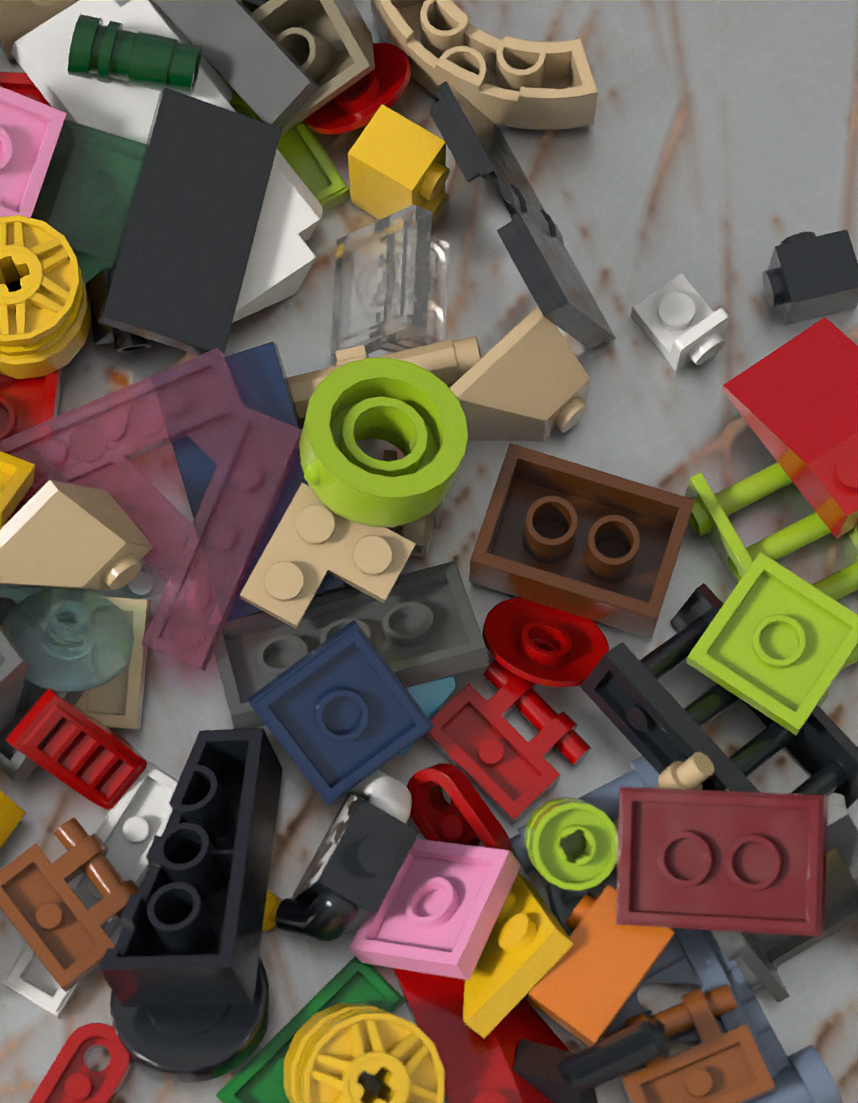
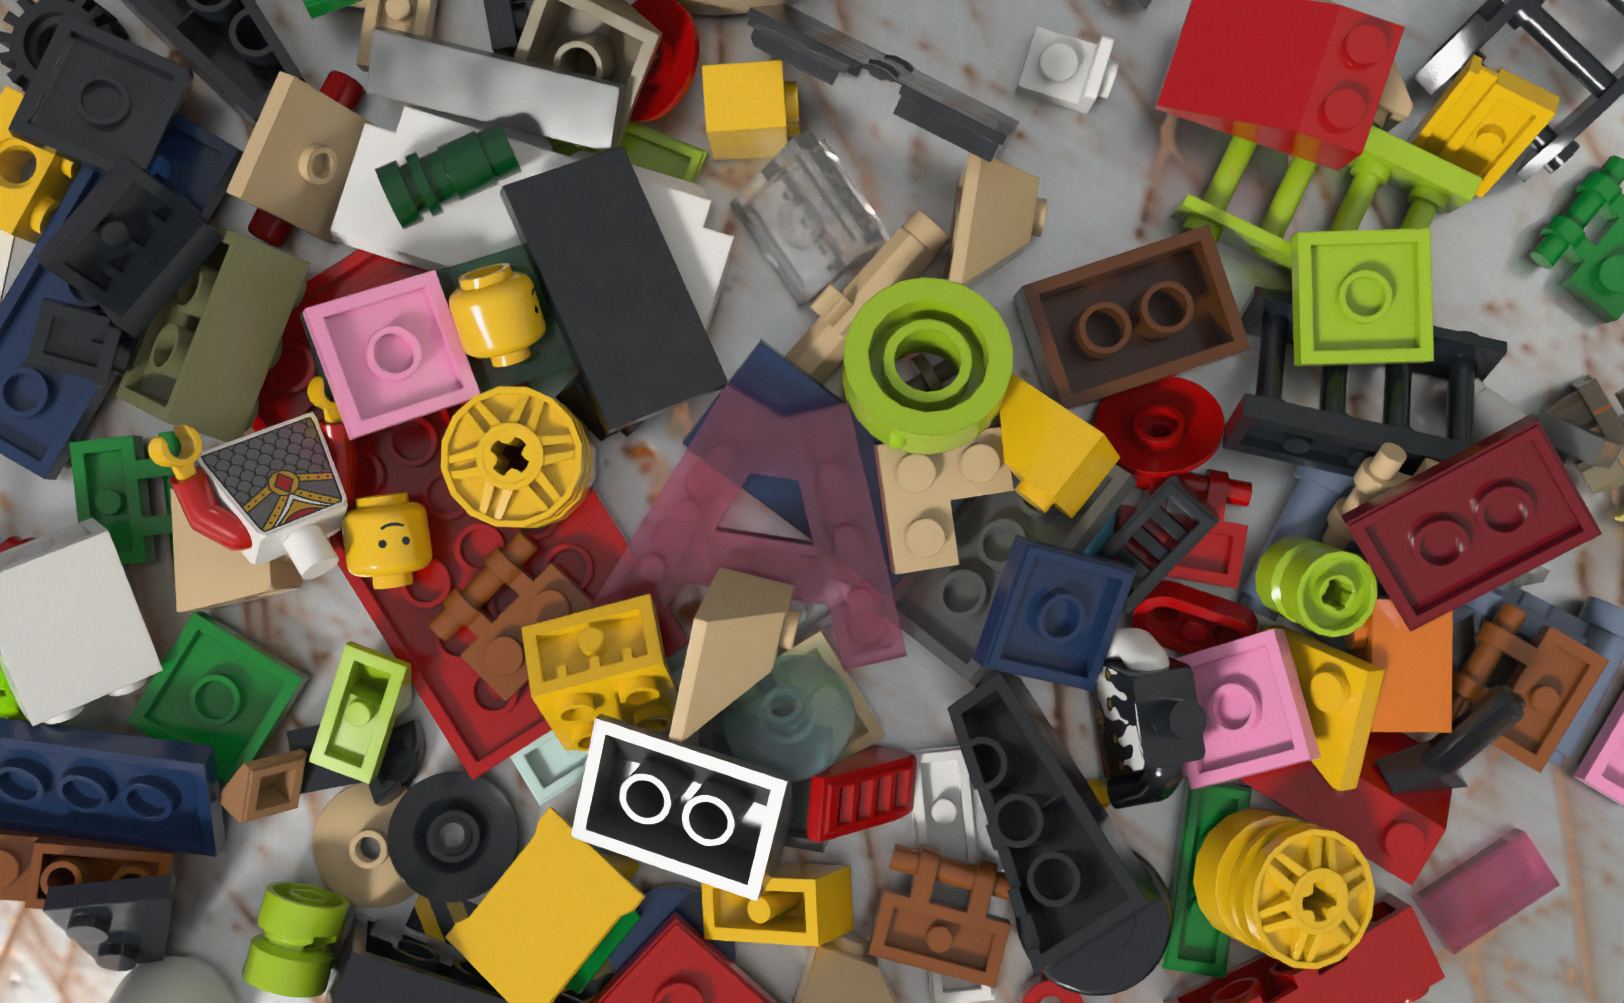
camera: 35 degrees left, 15 degrees up
(86, 176) = (497, 314): none -> yellow head
(436, 584) = (1051, 450): none -> yellow slope
(472, 746) = (1204, 518): none -> black slope

